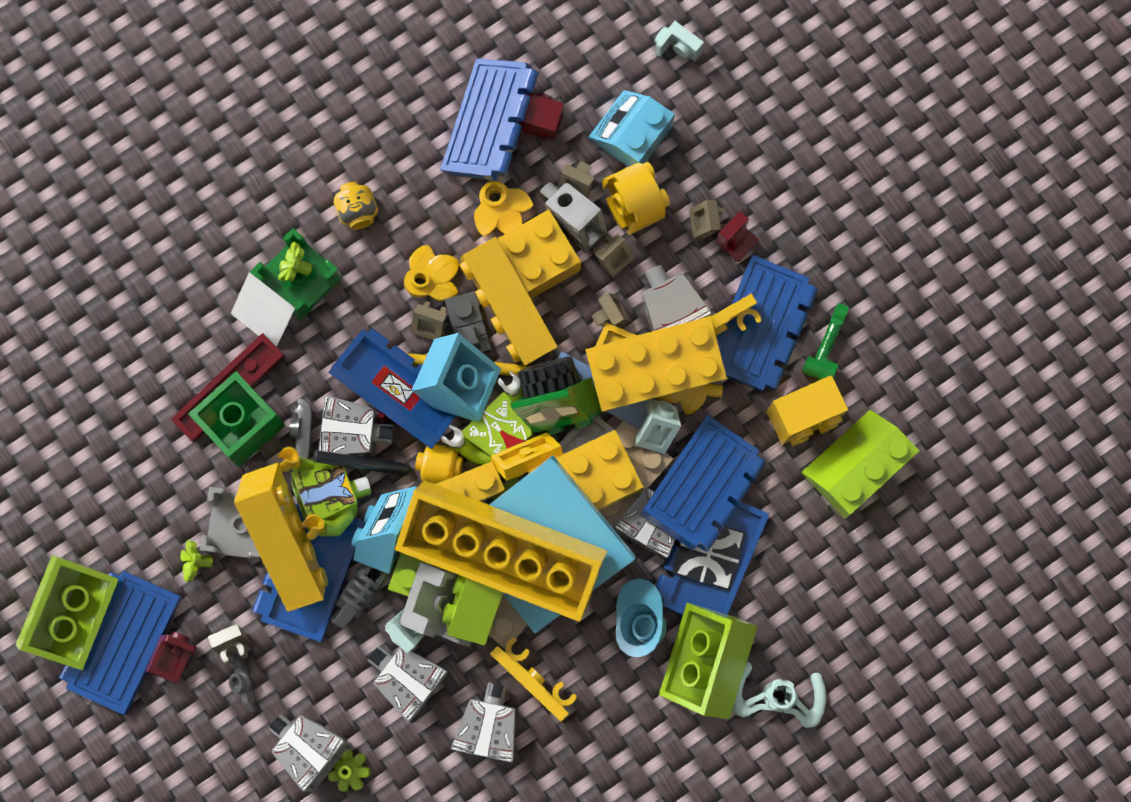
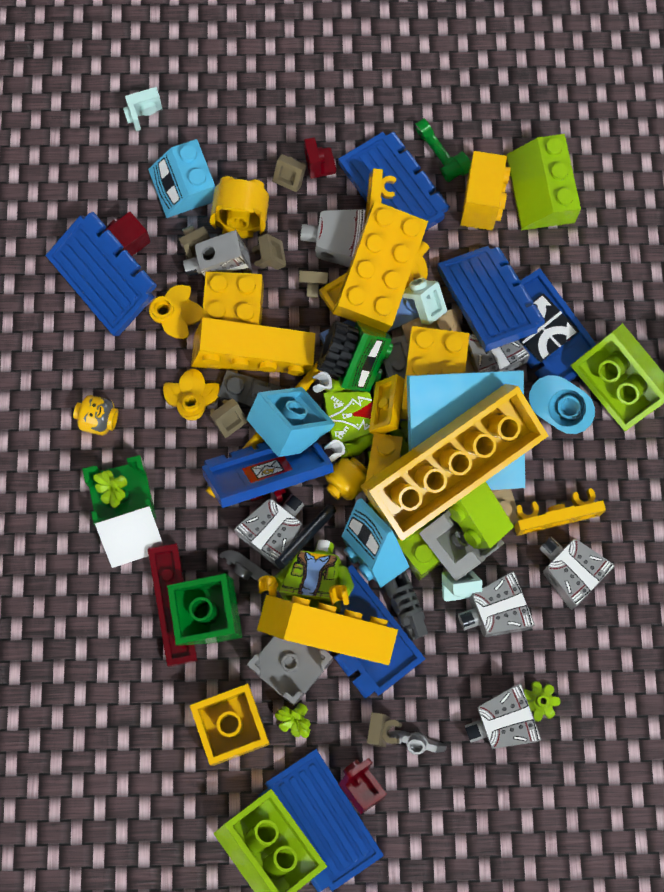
camera: 60 degrees left, 5 degrees down
(150, 507) = (229, 725): none -> yellow brick

